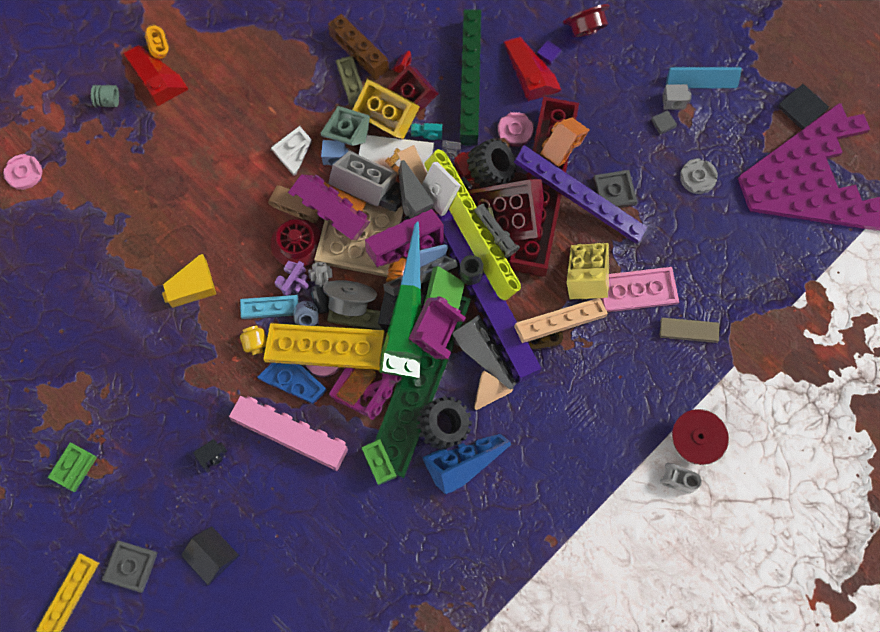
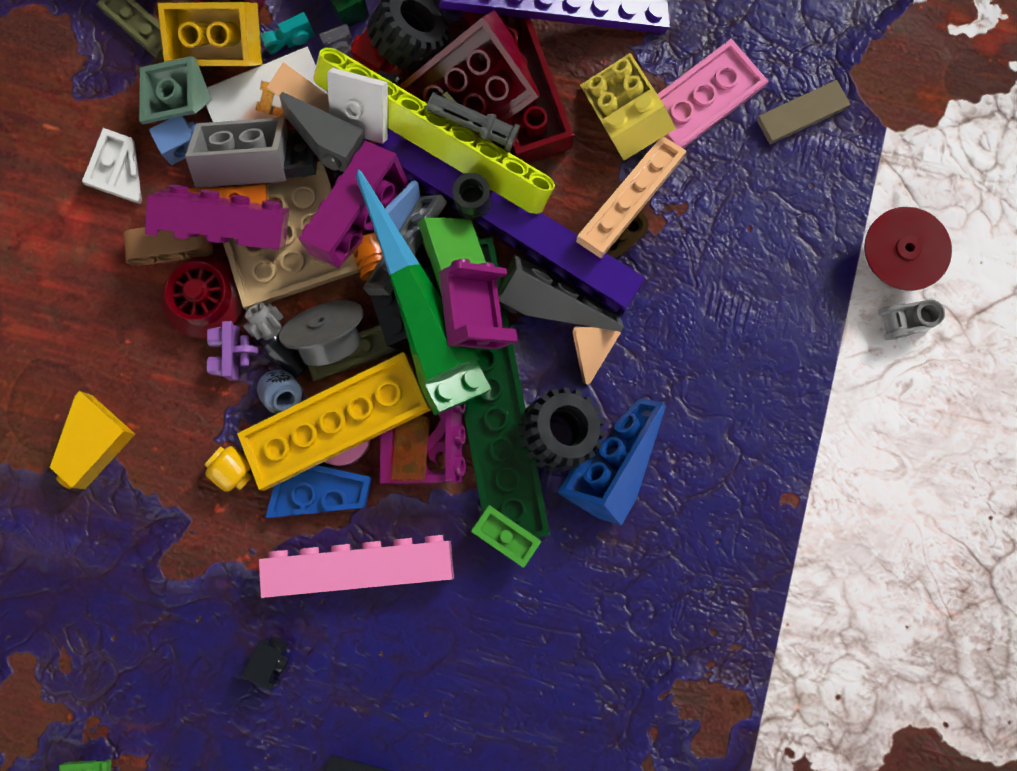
camera: 25 degrees left, 10 degrees up
(268, 306) = (219, 409): medium azure tile -> none

